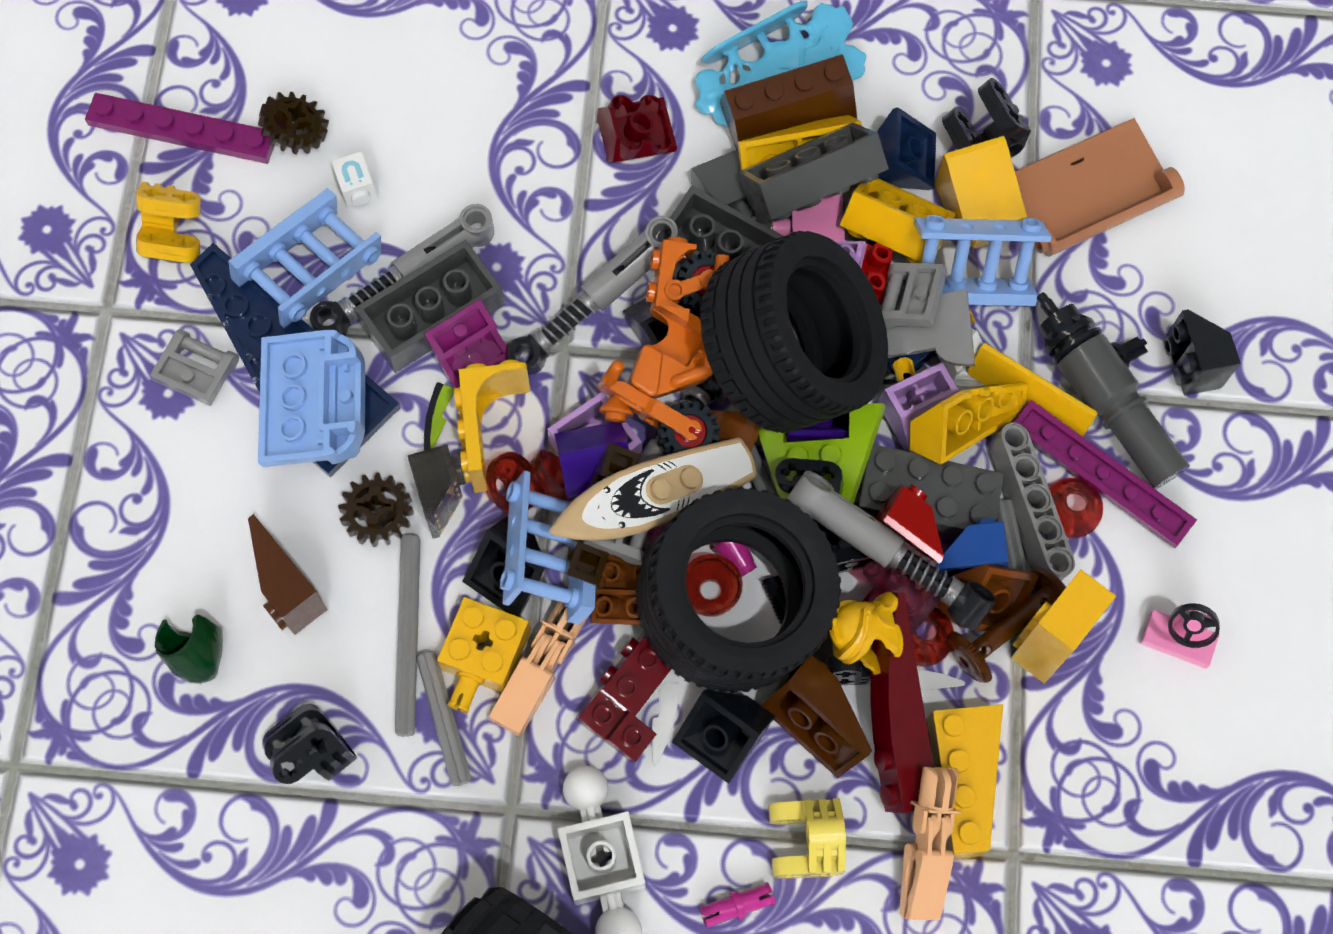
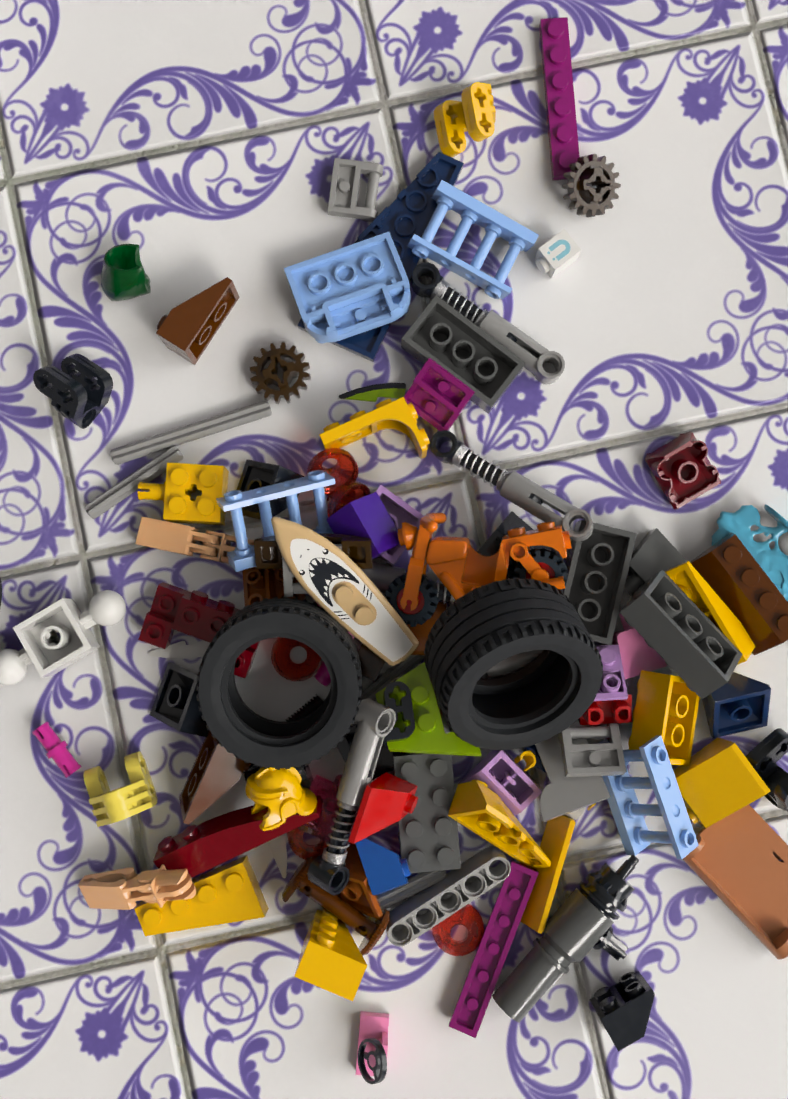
camera: 70 degrees right, 15 degrees up
(438, 485) = (306, 412): clear smoke slope -> none

